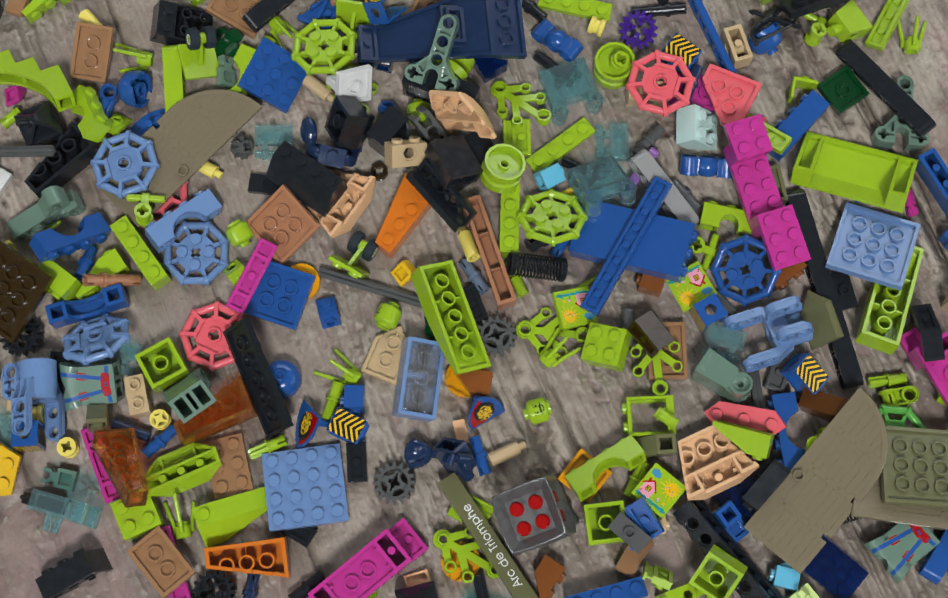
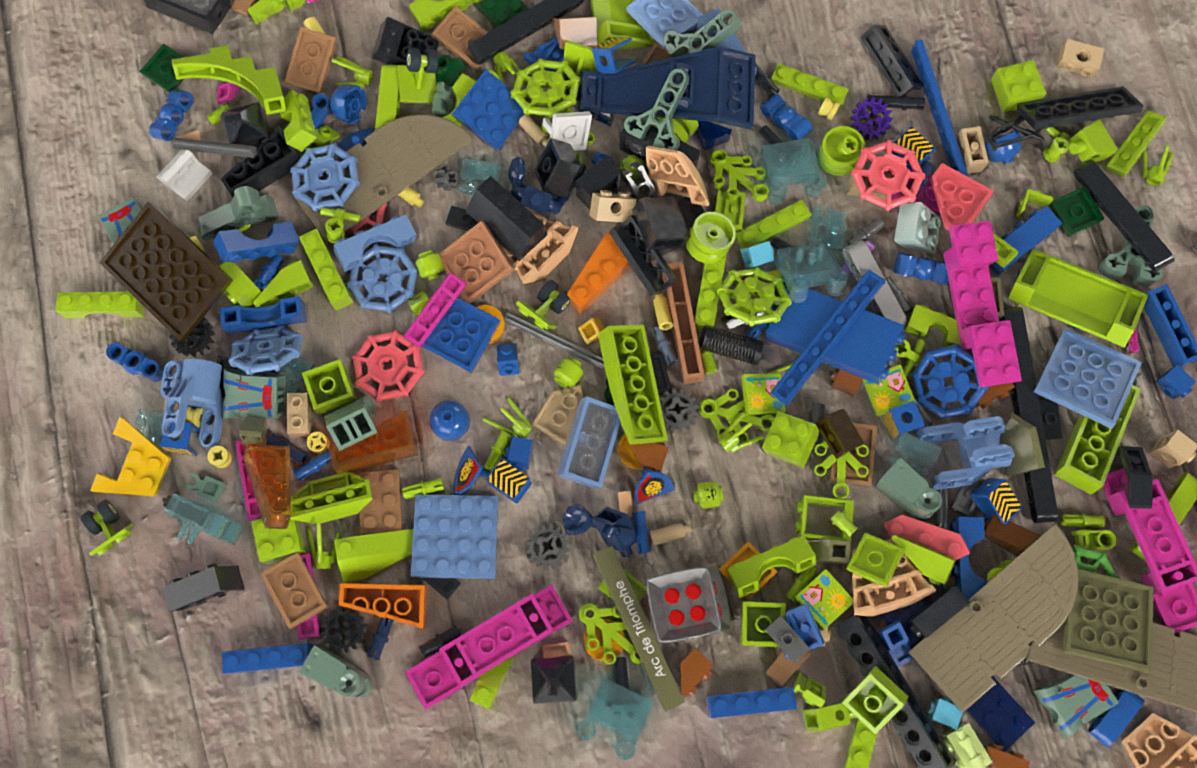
camera: 10 degrees right, 0 degrees up
(104, 280) = (285, 291): nougat pin -> none
(258, 378) = (424, 415): black plate -> none
(356, 462) = (512, 519): black plate -> none
(378, 166) = (583, 218): dark brown bush -> none
(700, 446) = (875, 559): none -> lime tile

